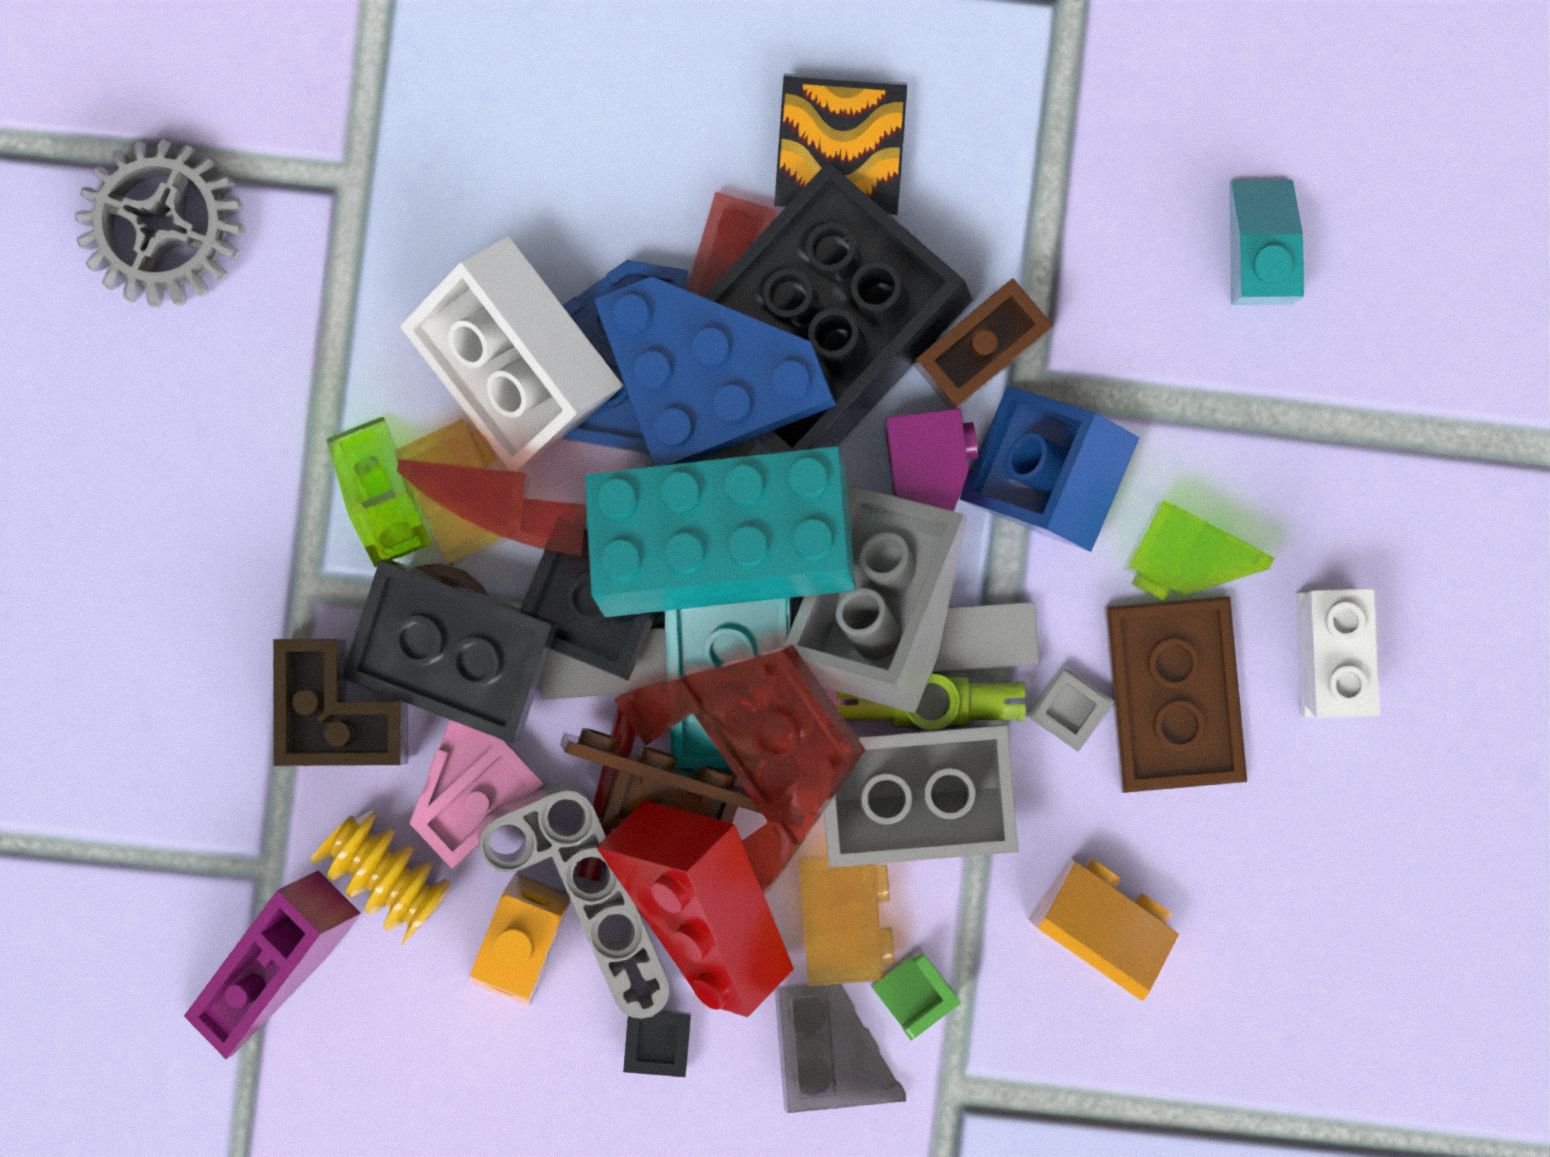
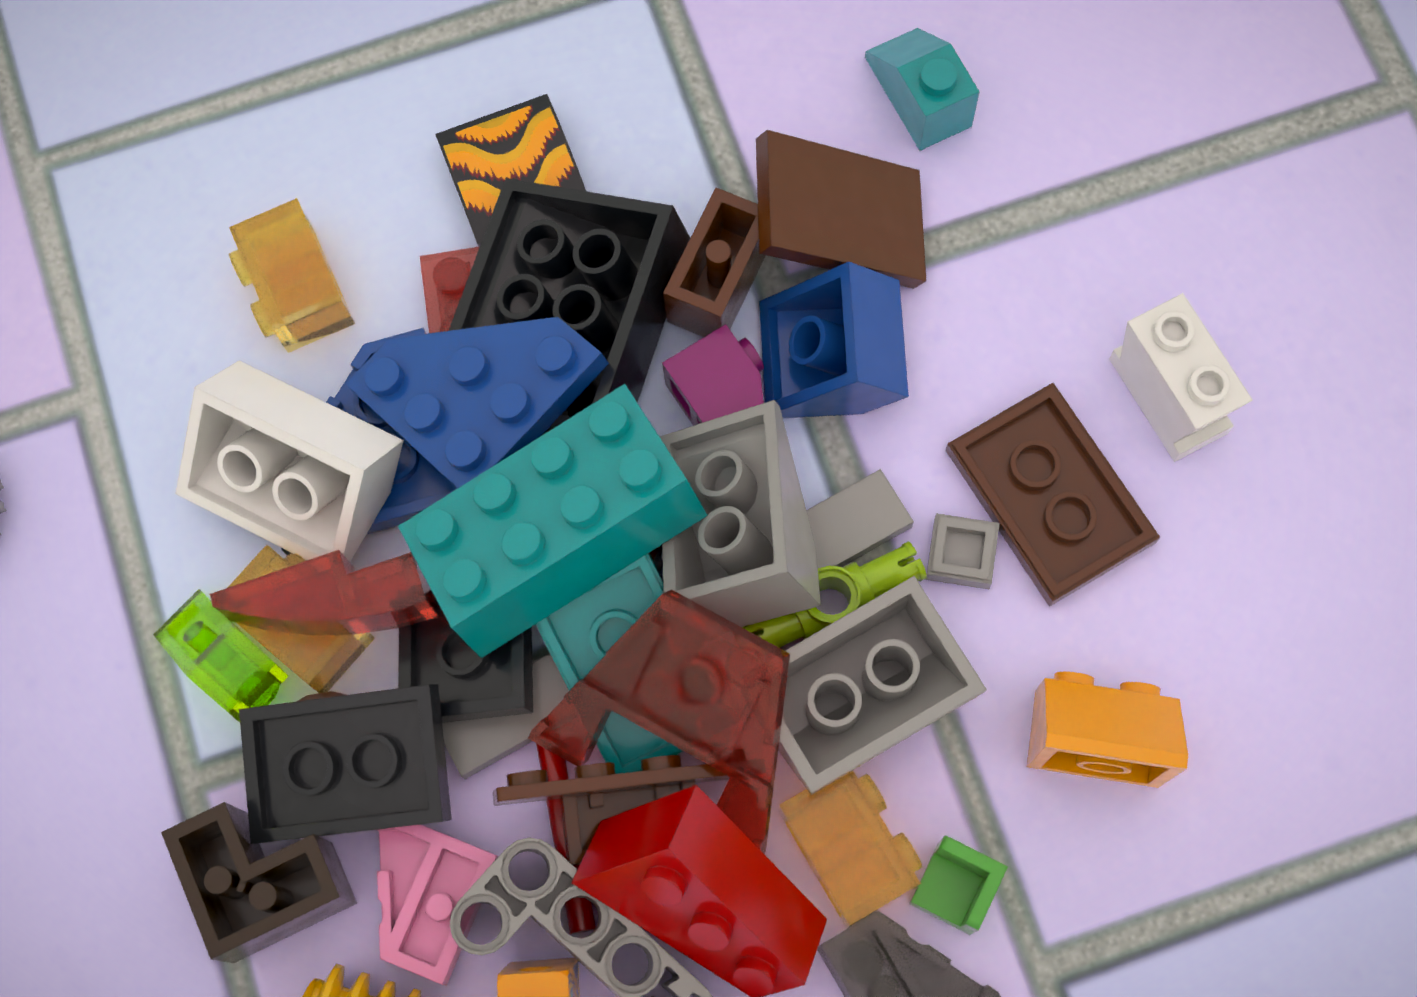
camera: 20 degrees left, 15 degrees down
(587, 156) = (290, 277): none -> clear yellow brick
(1118, 347) = (838, 208): none -> reddish brown tile
(1188, 554) = (999, 360): clear neon green slope -> none

